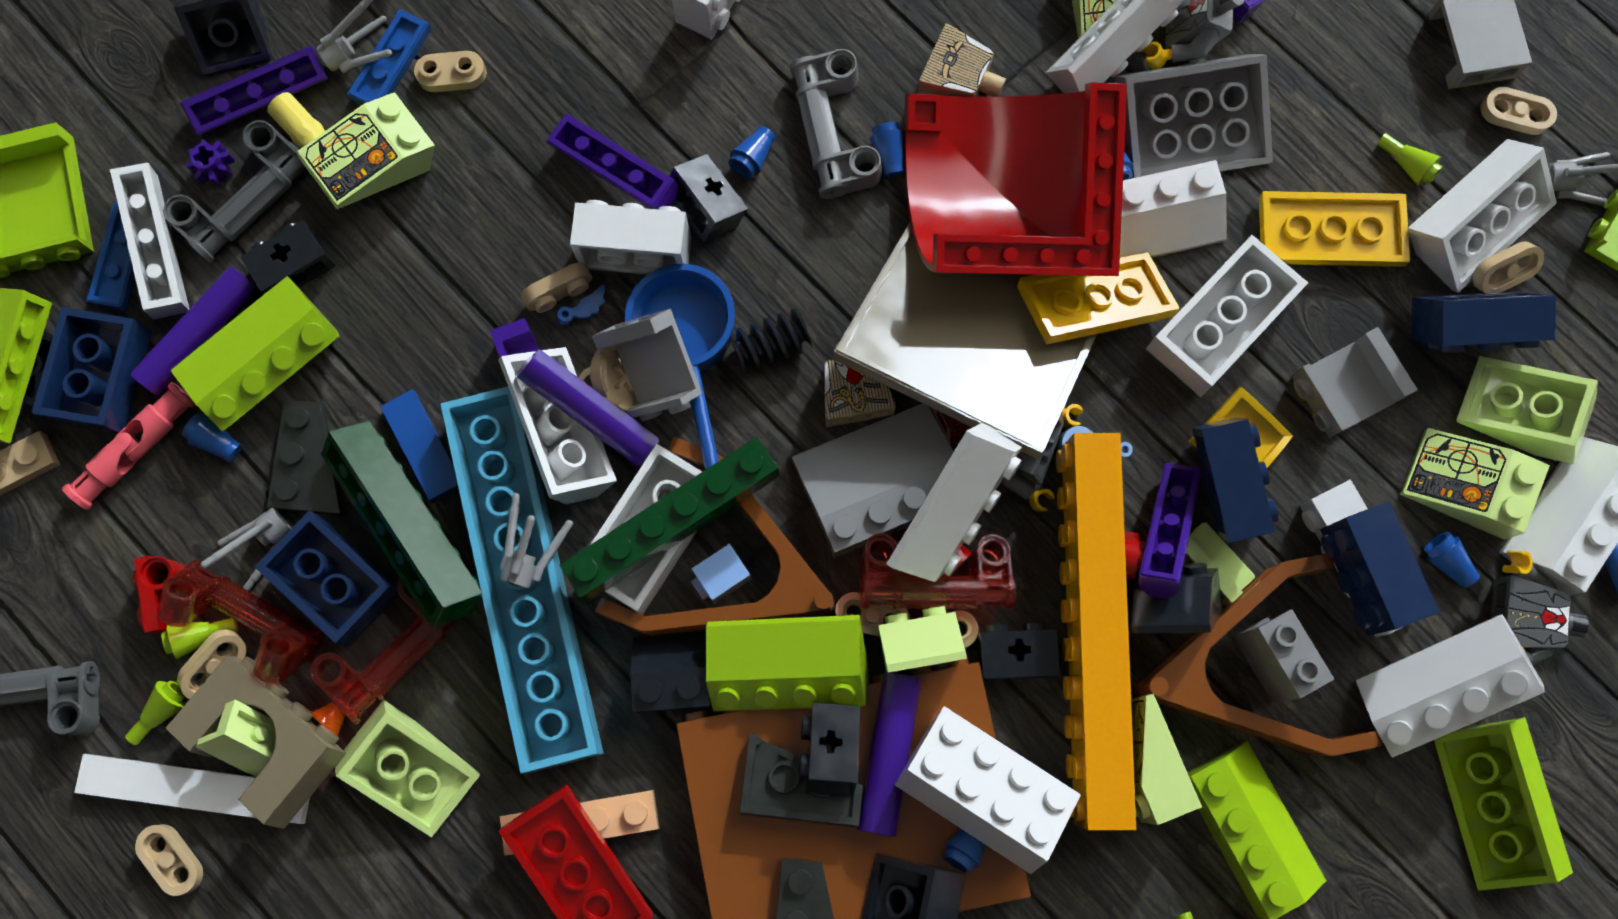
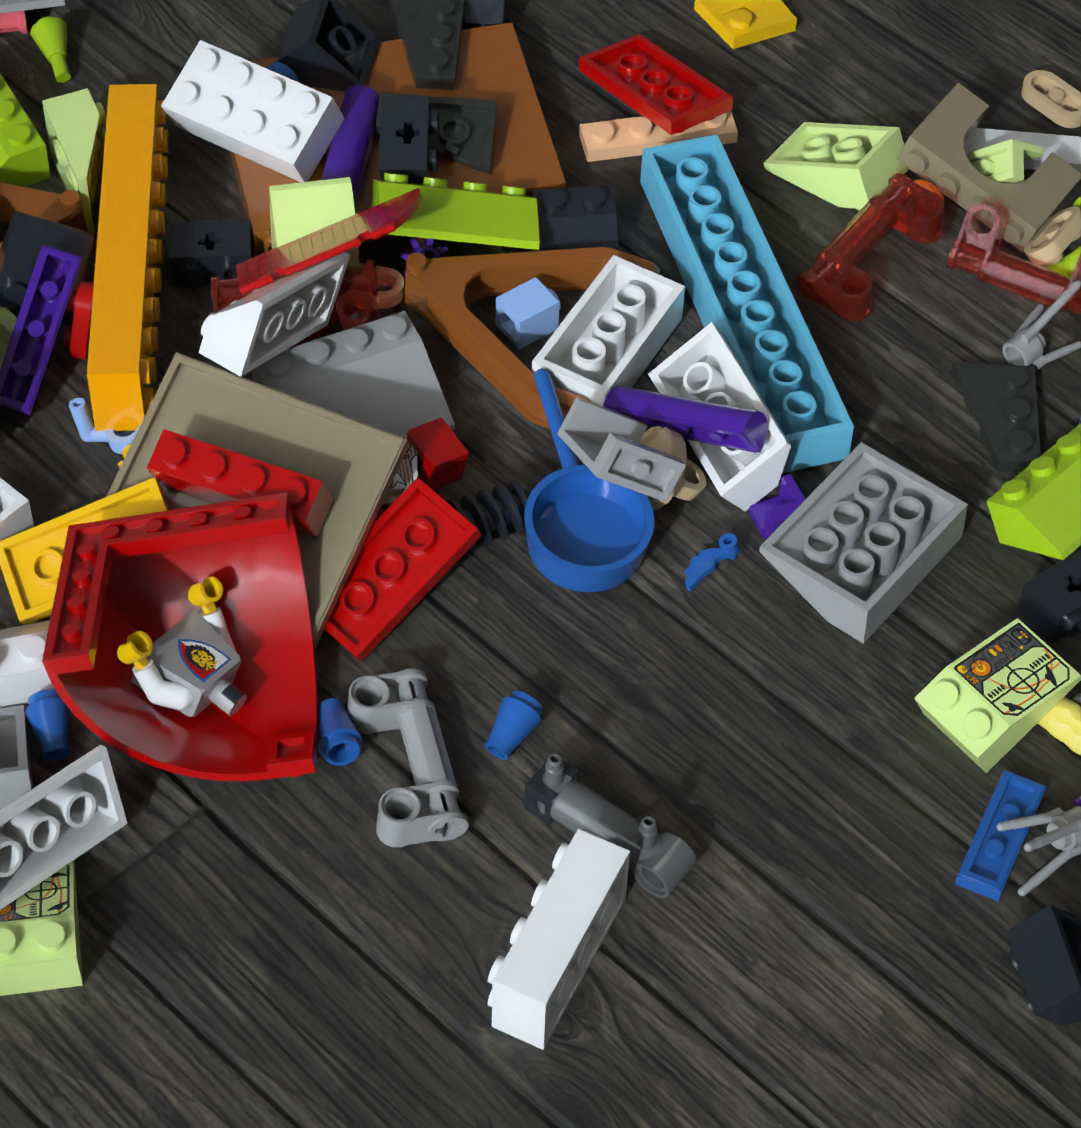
camera: 175 degrees right, 25 degrees down
(328, 579) = (947, 295): dark blue brick -> none
(401, 524) = (879, 331): brick -> none
(421, 445) = (878, 427): blue tile -> none
(448, 73) = (919, 823): tan plate -> none
(448, 301) = (865, 540): none -> light grey slope
(517, 565) = (737, 277): light grey plant -> none
(568, 281) = (737, 575): tan plate -> none
(613, 163) = (689, 688): dark purple brick -> none
(629, 237) = (654, 602): white brick -> none
(670, 520) = (579, 309): dark green brick -> none
(707, 198) = (588, 671): brick -> none
(719, 86) = (654, 859): none -> dark grey piece
(807, 405) = (441, 453): none -> red panel
(835, 281) = (398, 566): none -> red plate
(907, 584) = (327, 242): none -> red piece
(959, 67) = (243, 821): tan torso -> none
(977, 323) = (227, 476): none -> red brick
(1009, 178) = (190, 661): none -> torso

